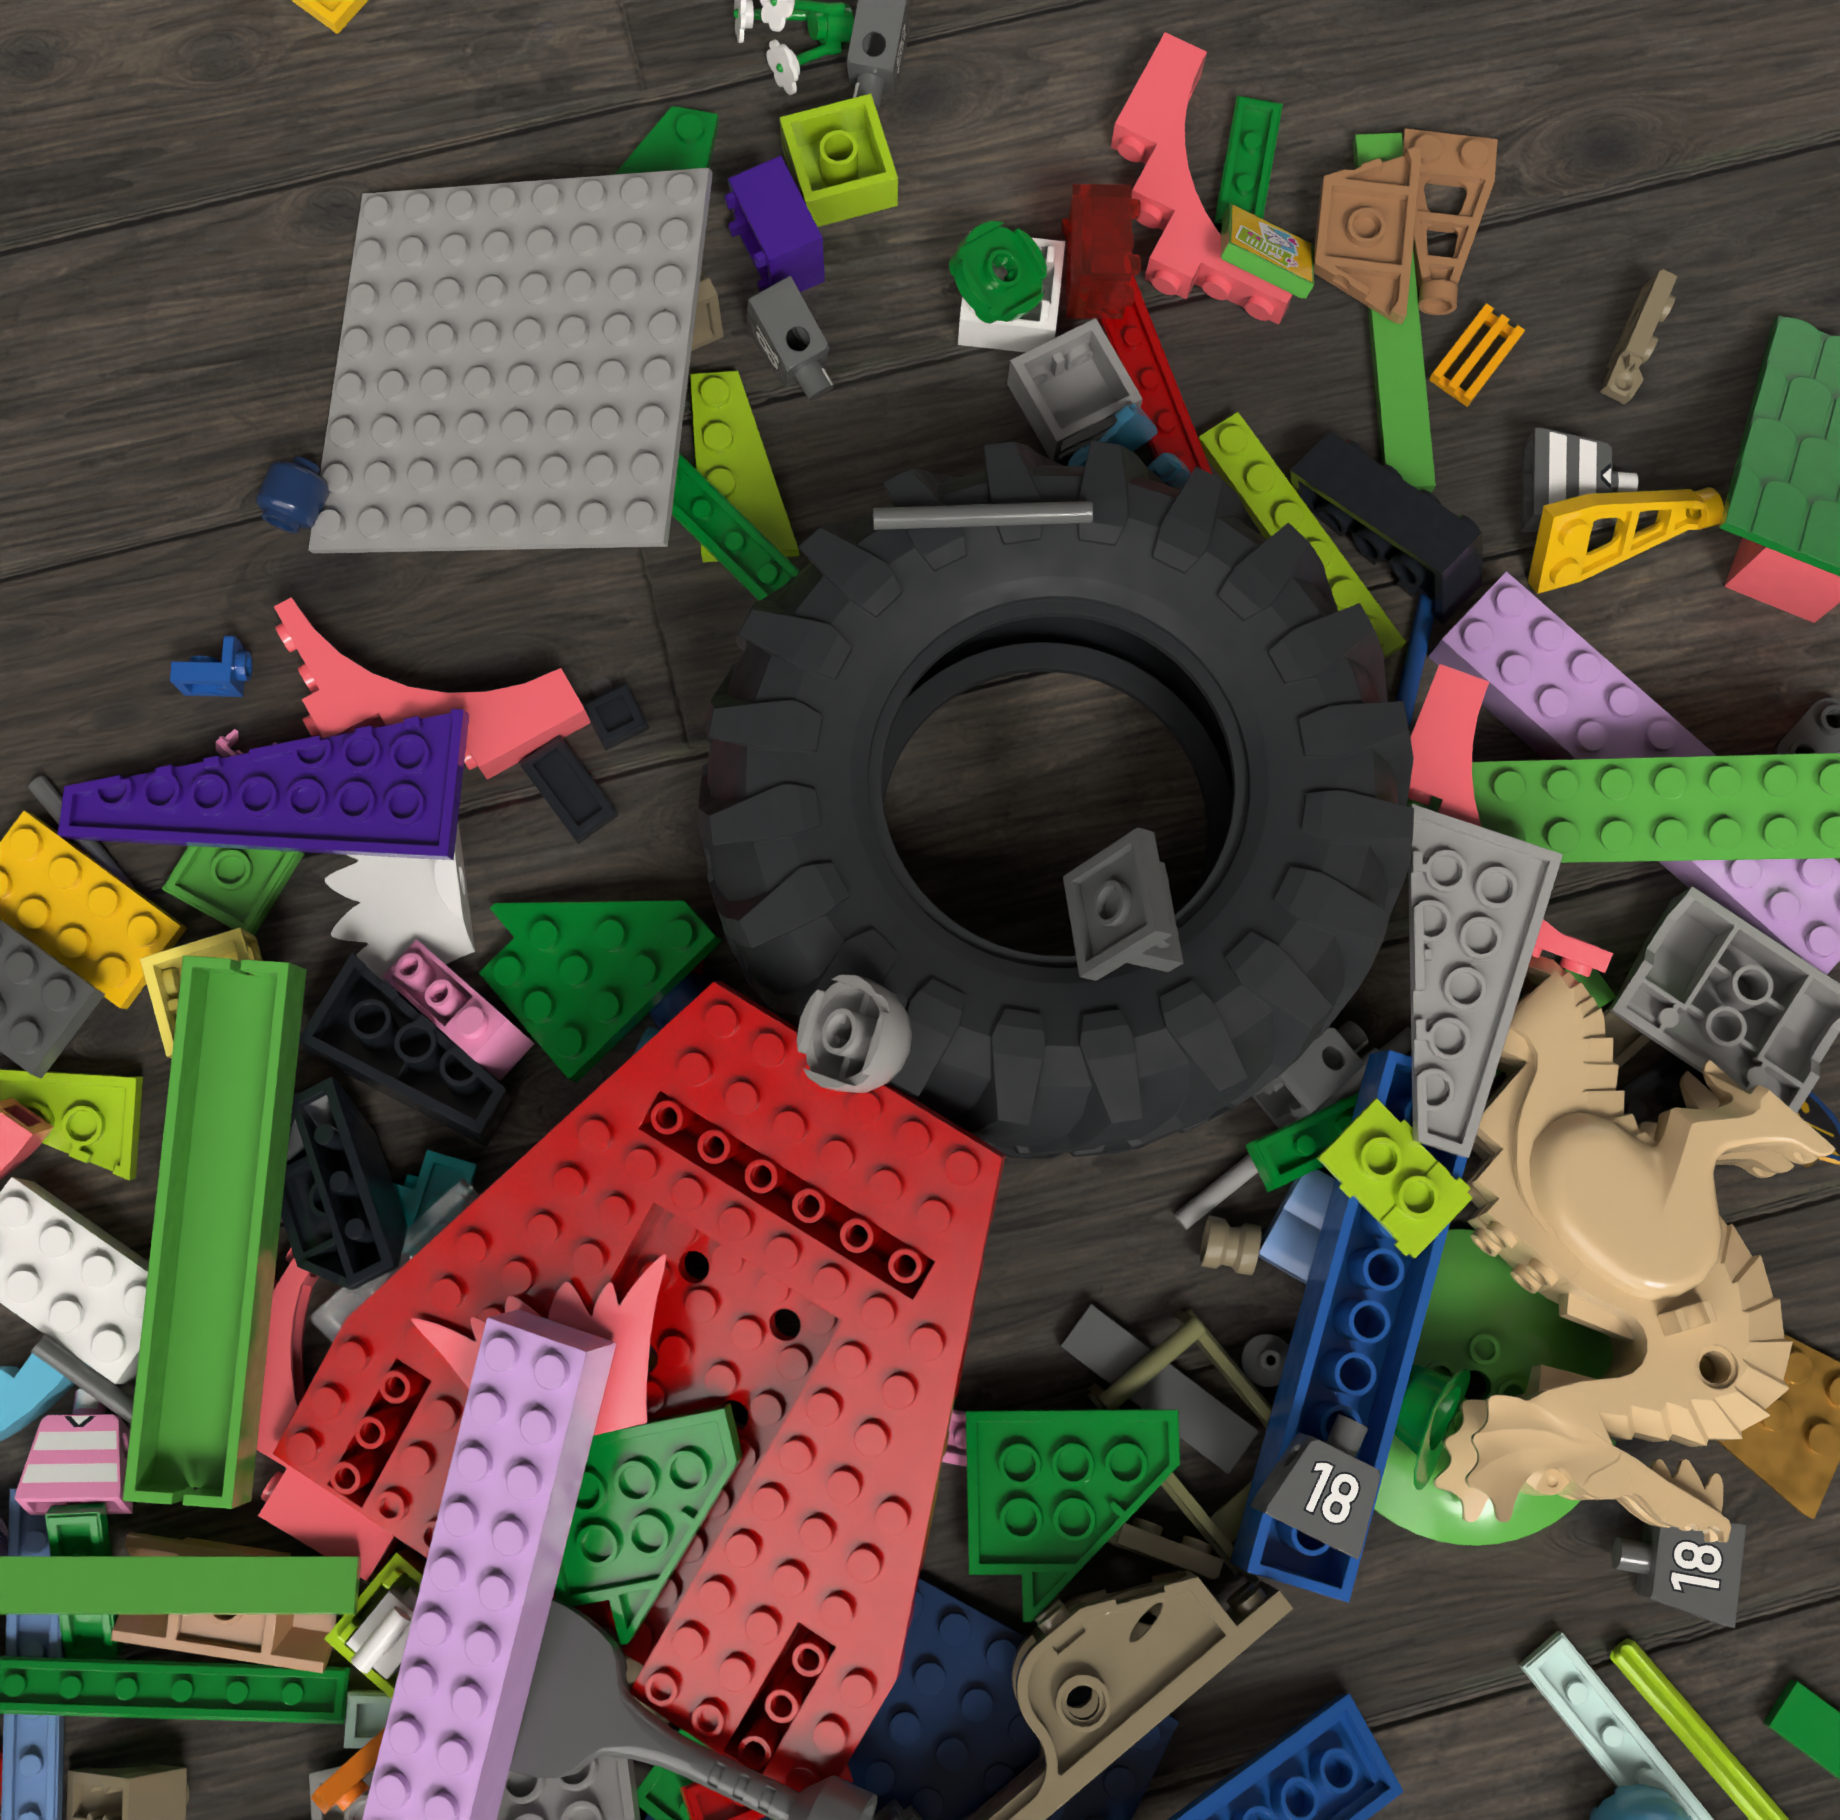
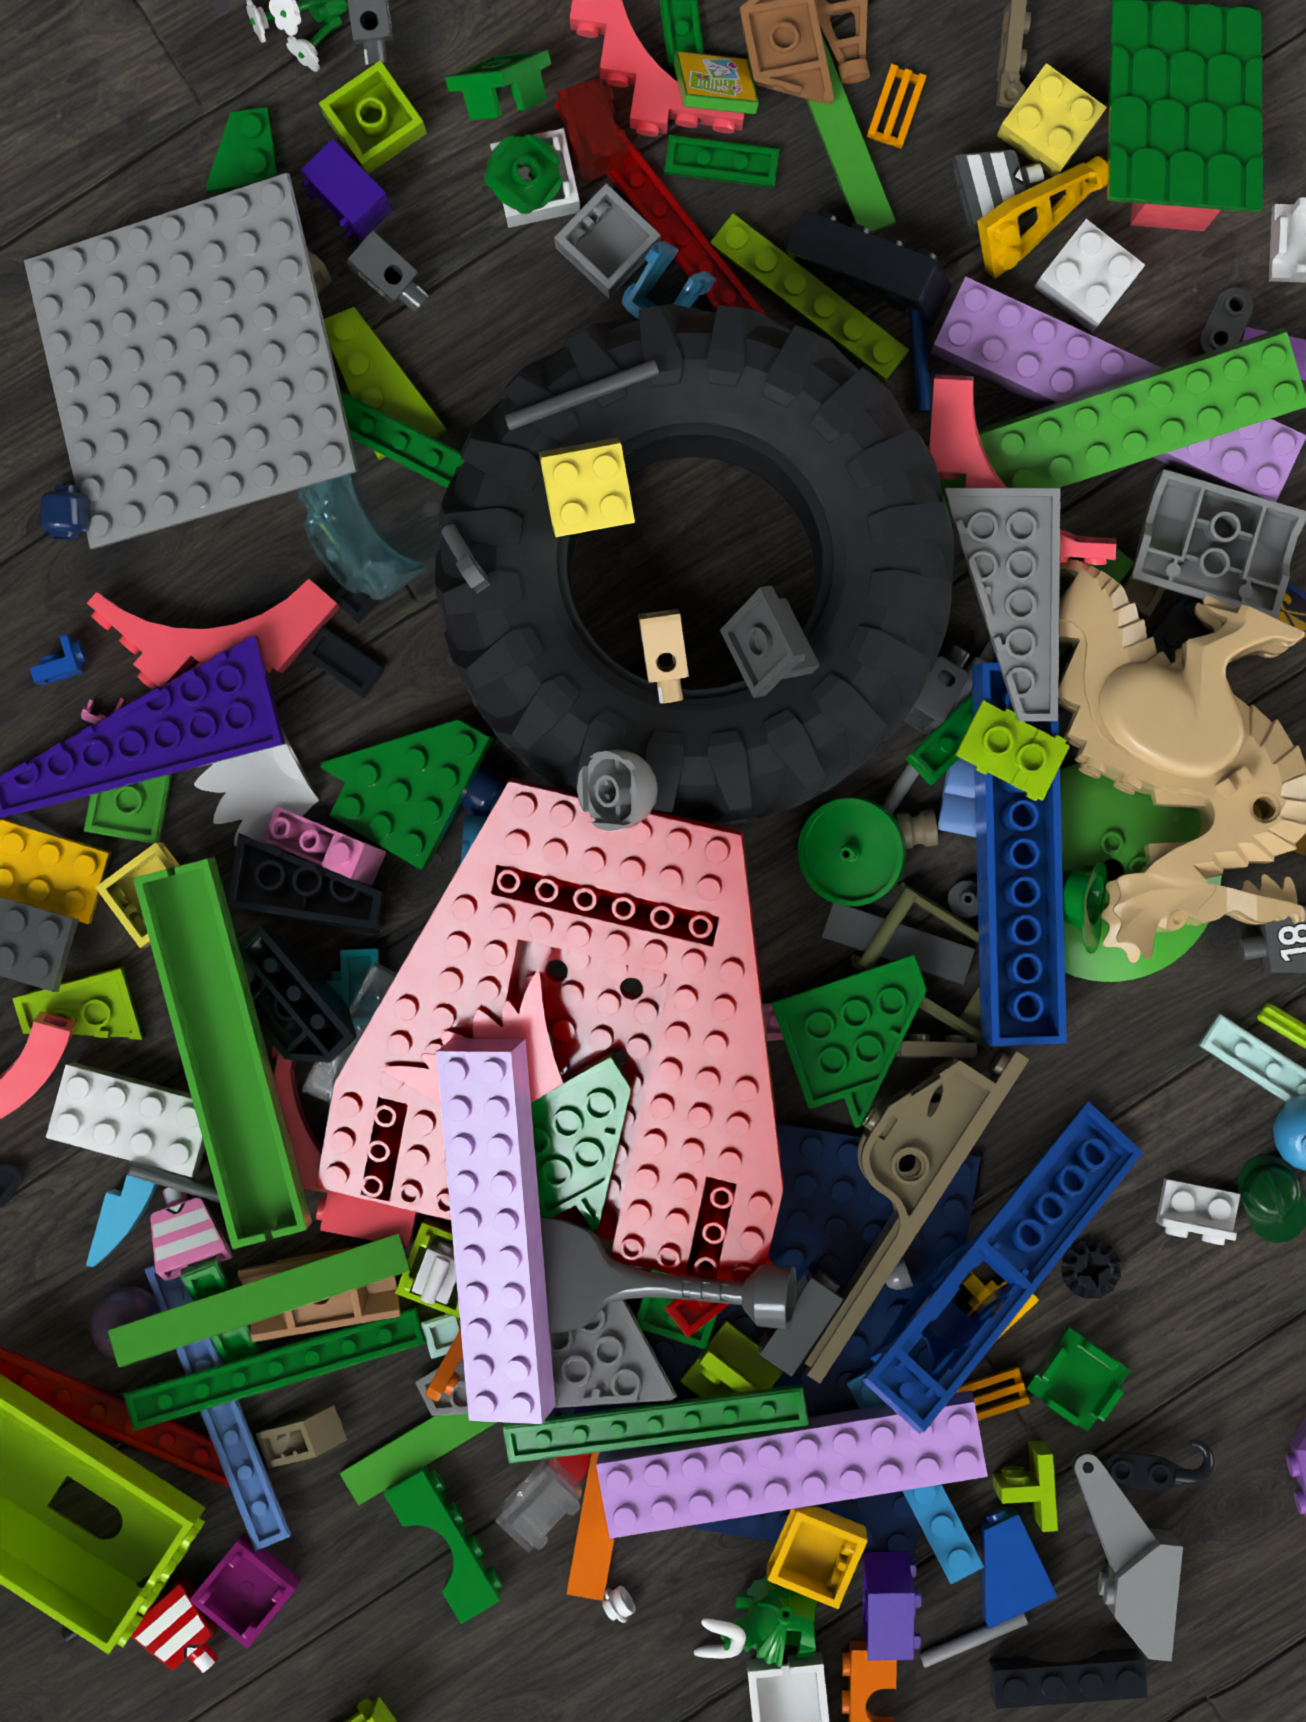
camera: 10 degrees left, 10 degrees up
(627, 637) = (349, 542): none -> clear light blue windscreen
(756, 673) = (468, 567): none -> dark grey bar
(950, 629) = (587, 487): none -> light yellow piece
(986, 851) = (663, 634): none -> tan torso
(1035, 162) = (517, 70): none -> green panel
(1137, 1245) = (852, 851): none -> green piece
(1243, 350) = (721, 161): none -> green tile
(1323, 1487) = (1025, 975): dark grey torso -> none
(1659, 624) = (1089, 275): none -> white piece
(1665, 427) = (1051, 120): none -> light yellow piece

